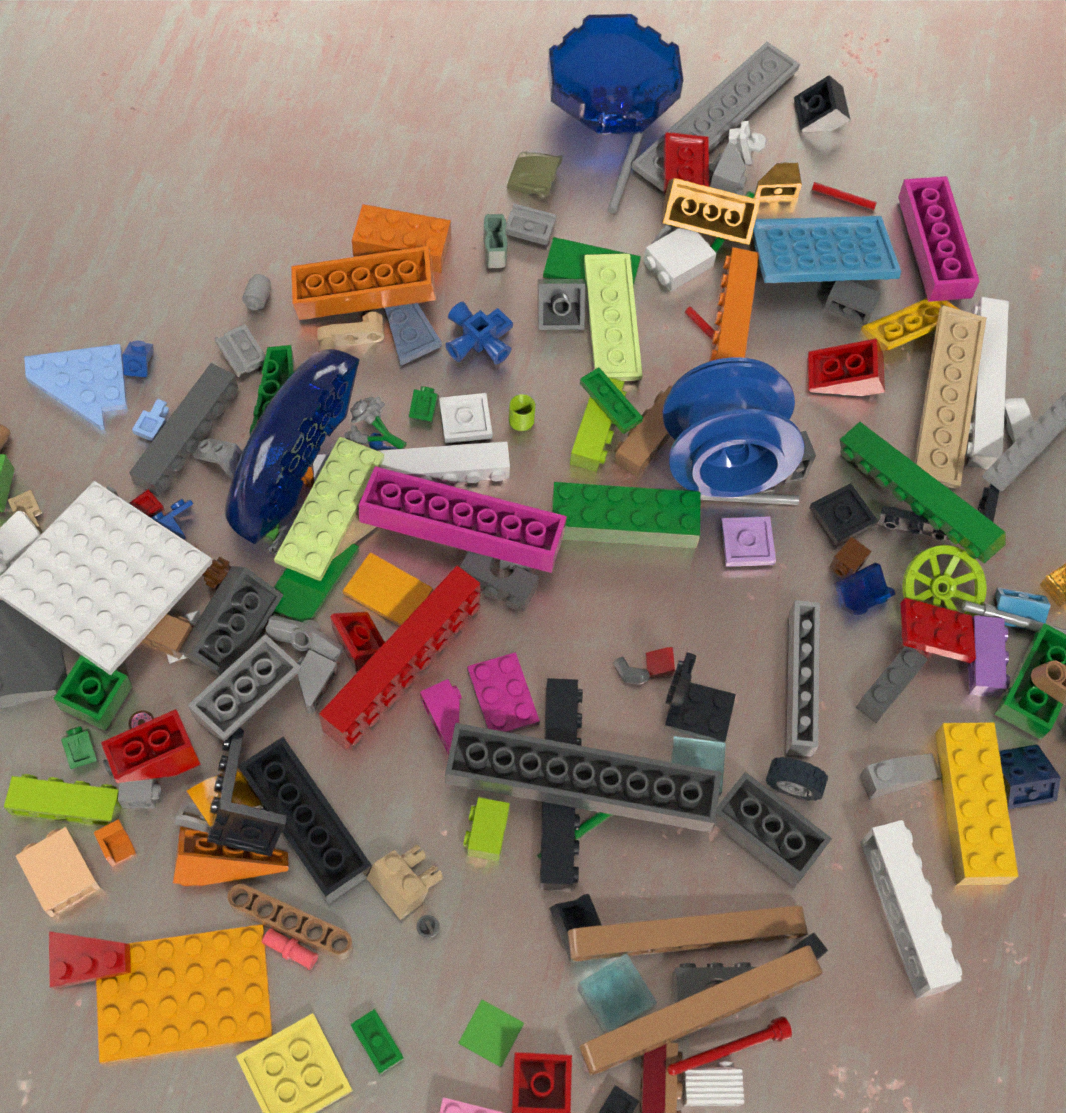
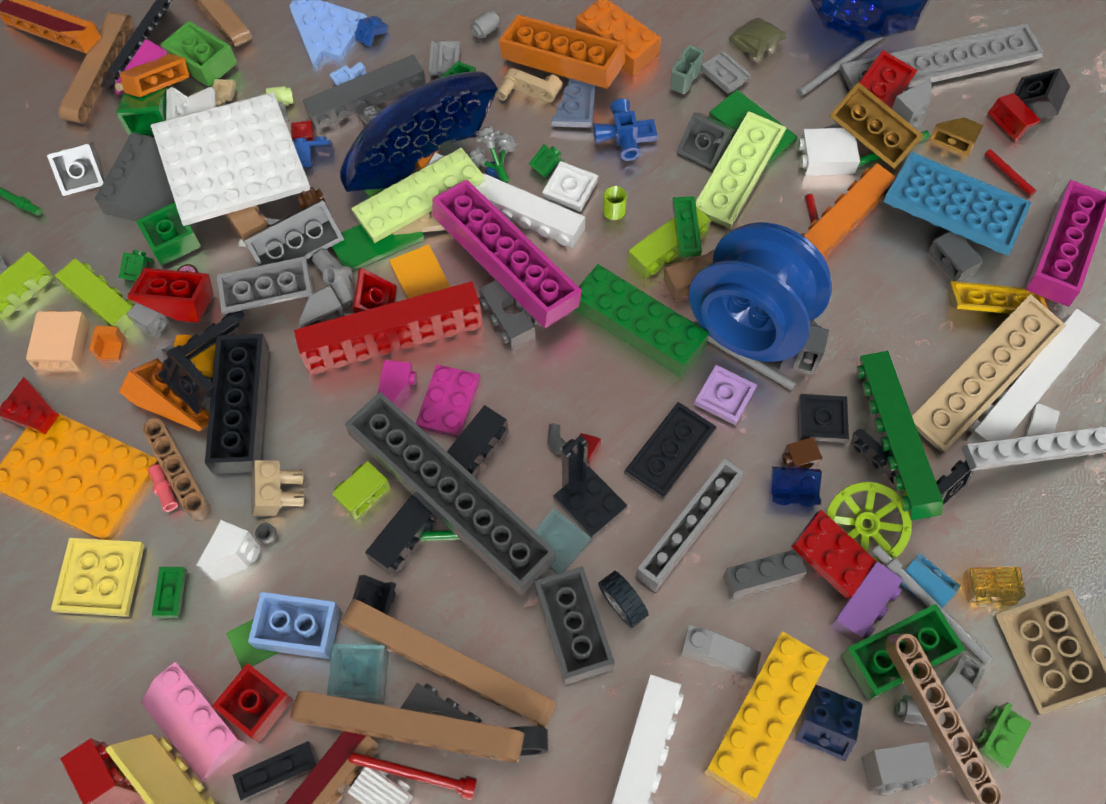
camera: 40 degrees right, 0 degrees up
(100, 475) = (282, 94): none -> yellowish green brick
(413, 962) = (228, 552): none -> white slope
(526, 991) = (294, 625): none -> light blue brick
(735, 621) = (670, 450): none -> black tile
(745, 142) = (951, 90): white hips -> none
(813, 139) = (1013, 115): none -> red panel
(847, 369) = (912, 307): red slope -> none

